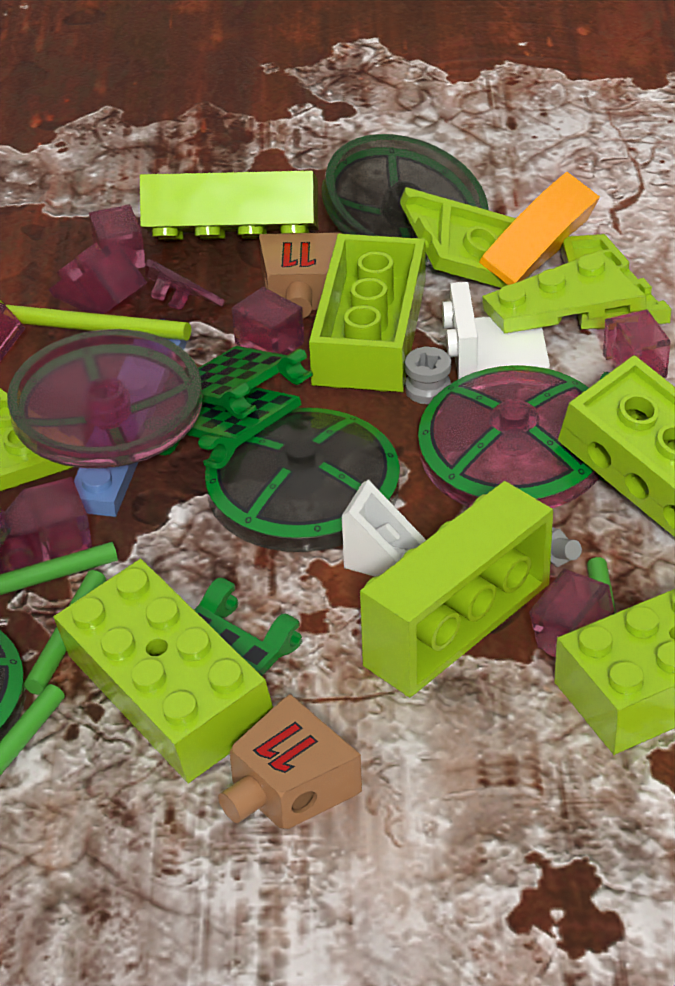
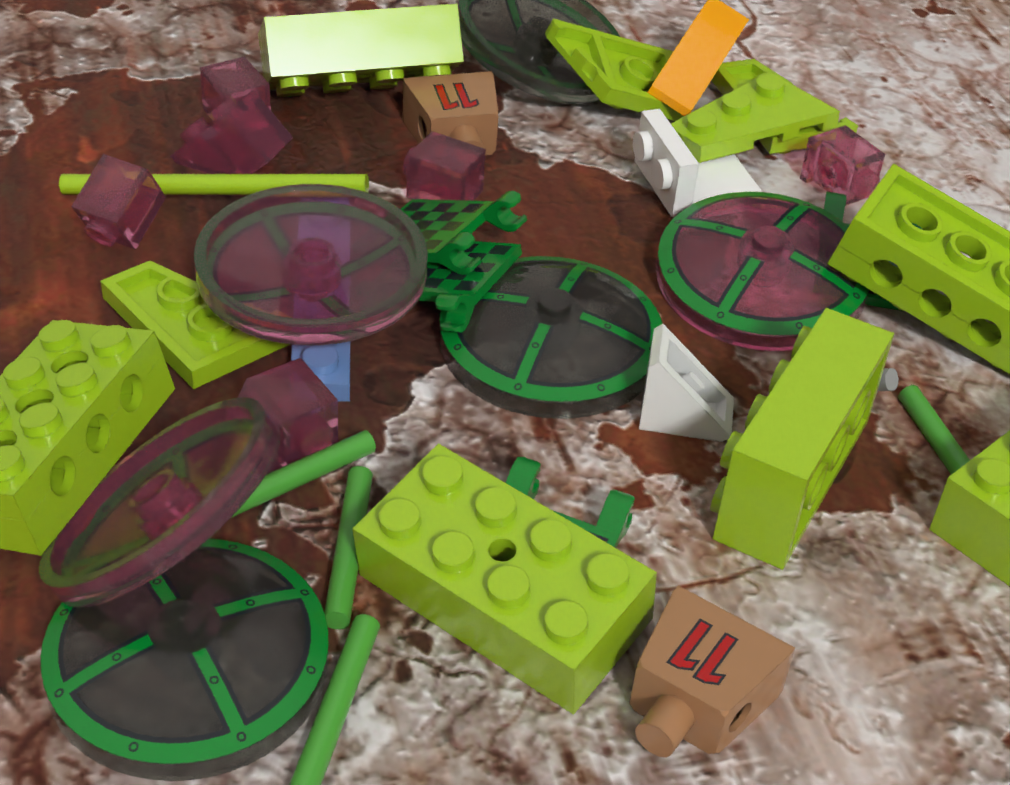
camera: 20 degrees left, 0 degrees up
(168, 279) = (316, 132): clear pink piece -> none
(368, 313) = (558, 151): lime brick -> none
(426, 373) = (641, 211): light grey wheel -> none
(567, 606) = (930, 449): clear pink brick -> none

